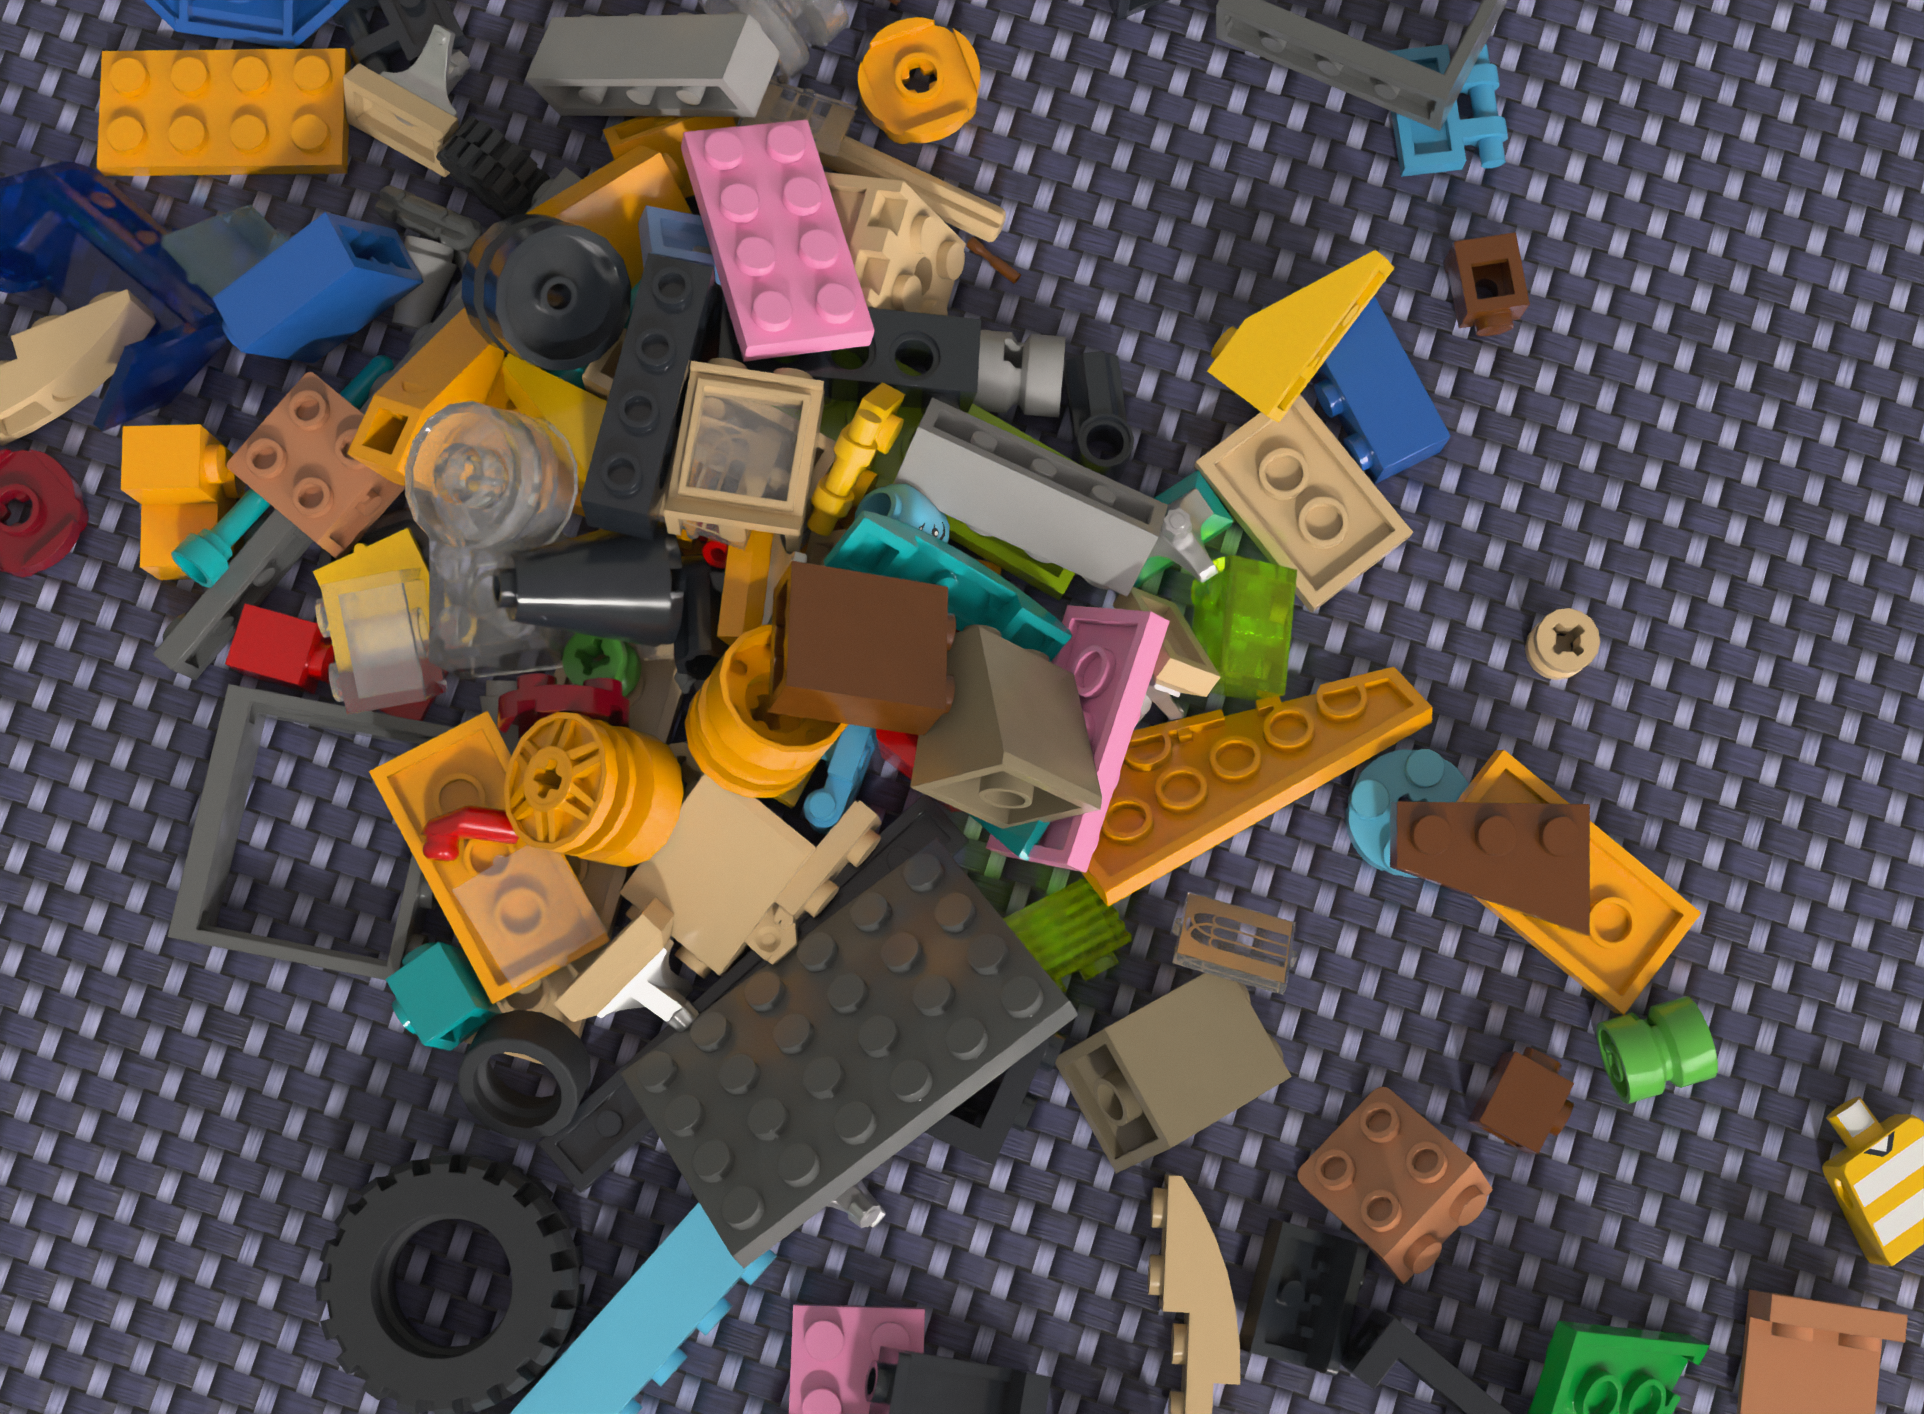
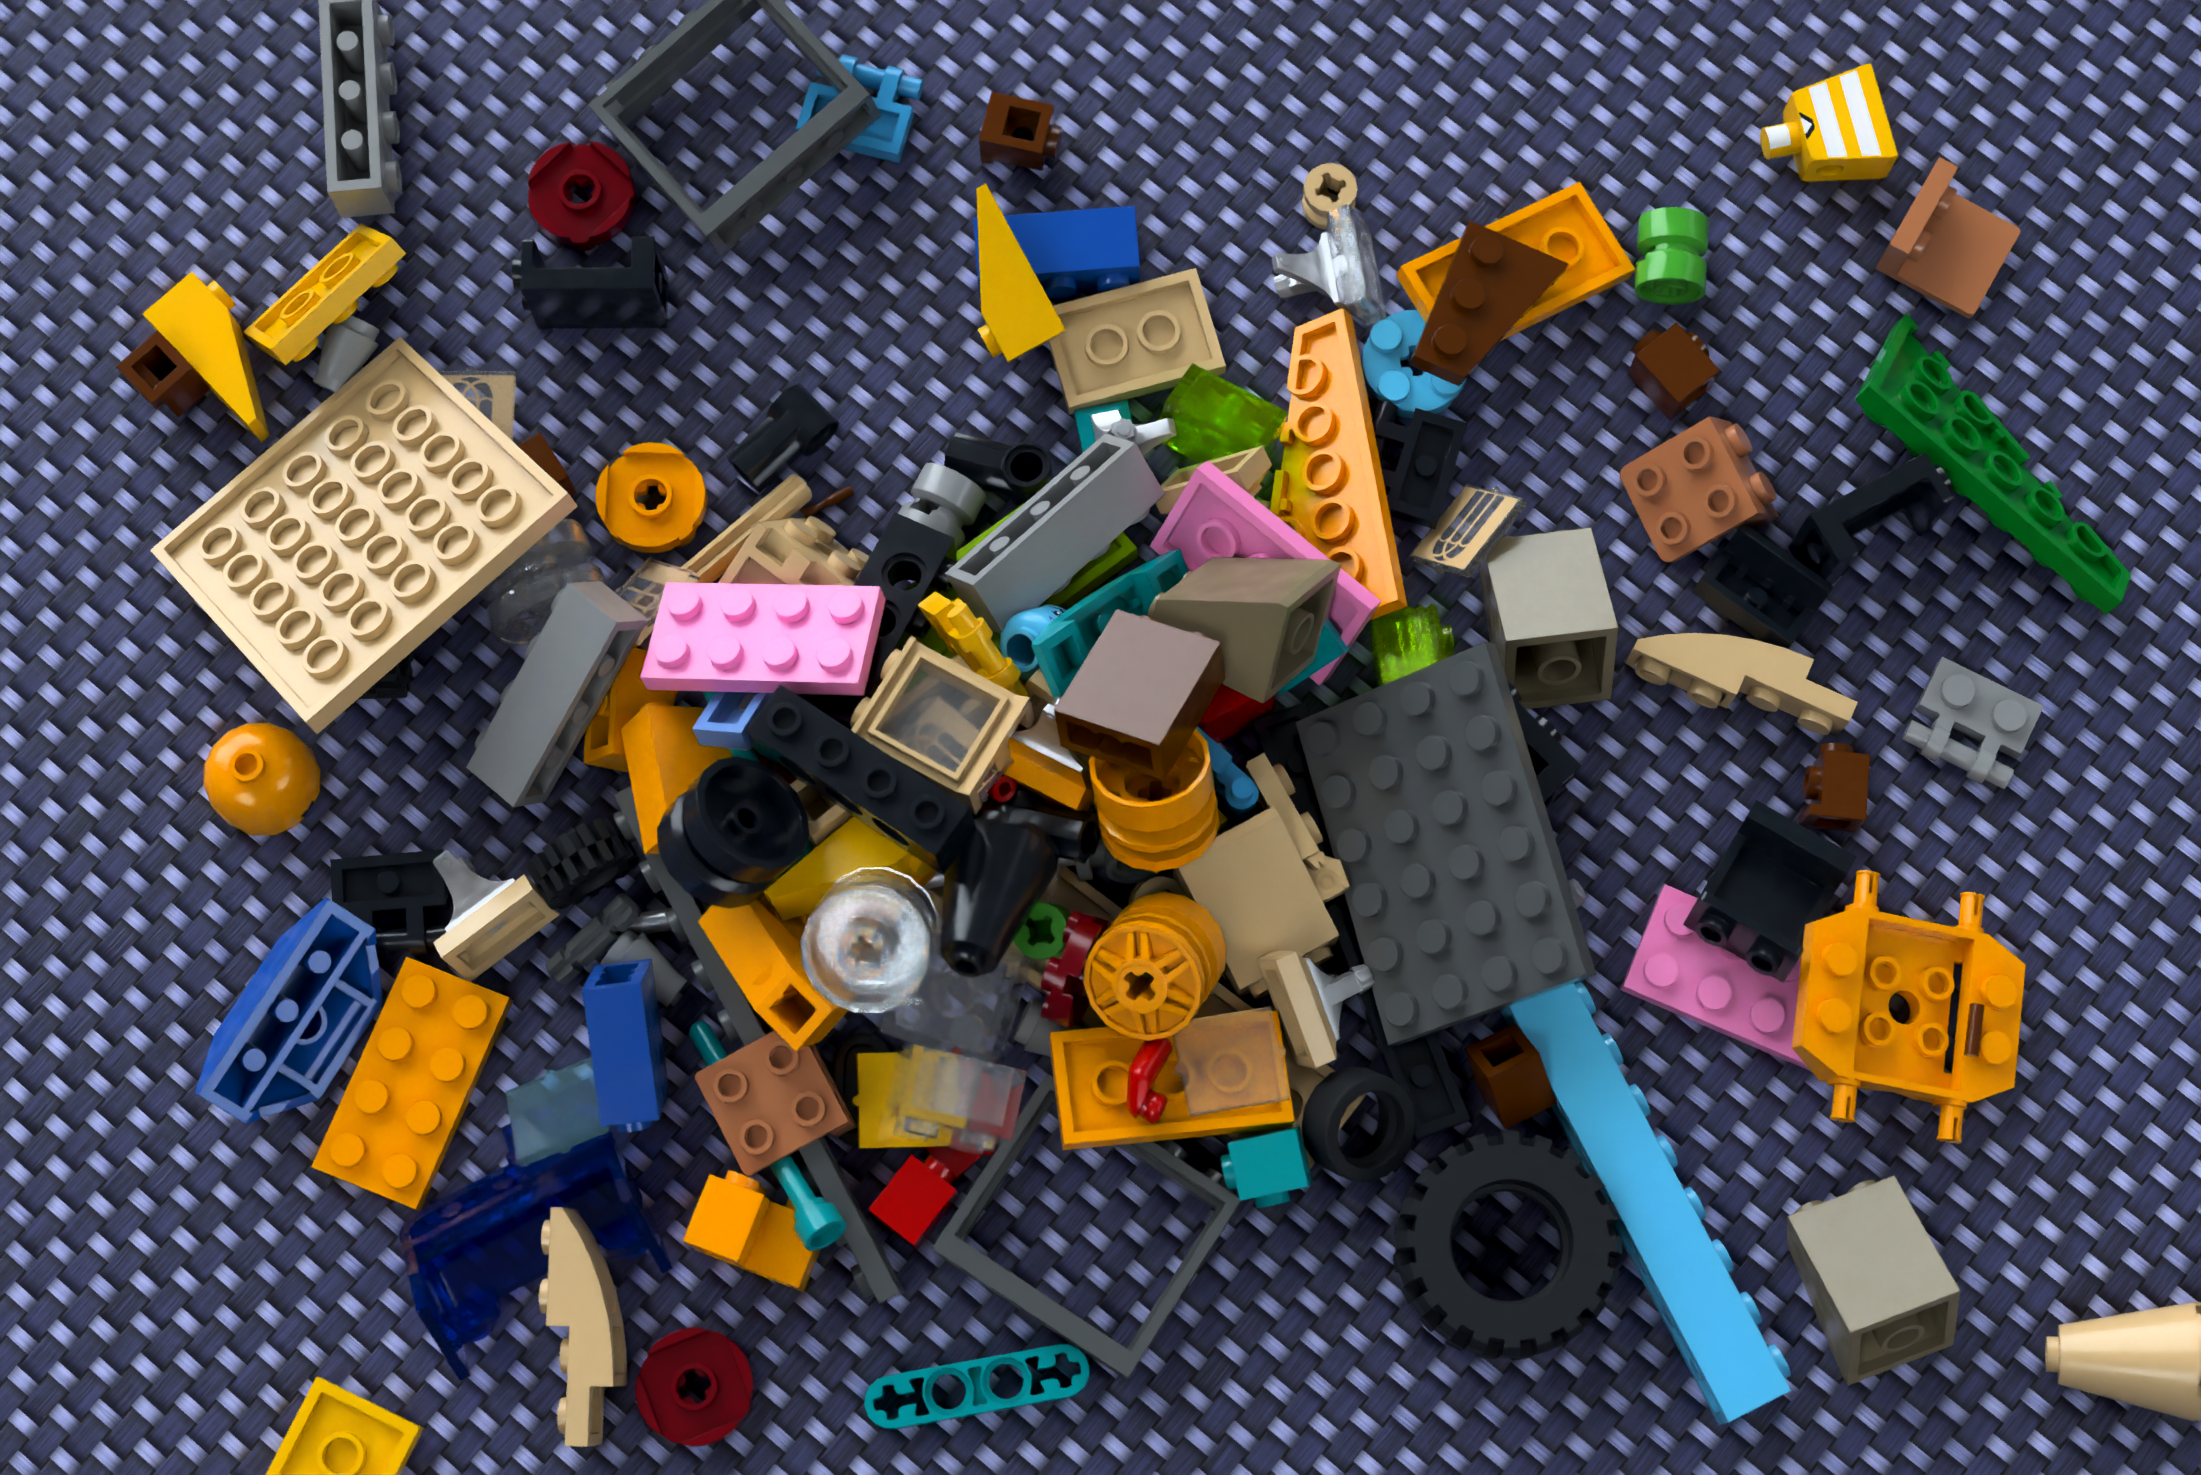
camera: 70 degrees left, 5 degrees down
(114, 795) = (976, 1378): none -> teal beam
(639, 1217) = (1516, 1086): none -> reddish brown brick
(1052, 189) = (793, 427): none -> black piece
(1294, 867) = (1425, 464): none -> black plate
(1481, 687) = (1339, 267): none -> clear piece

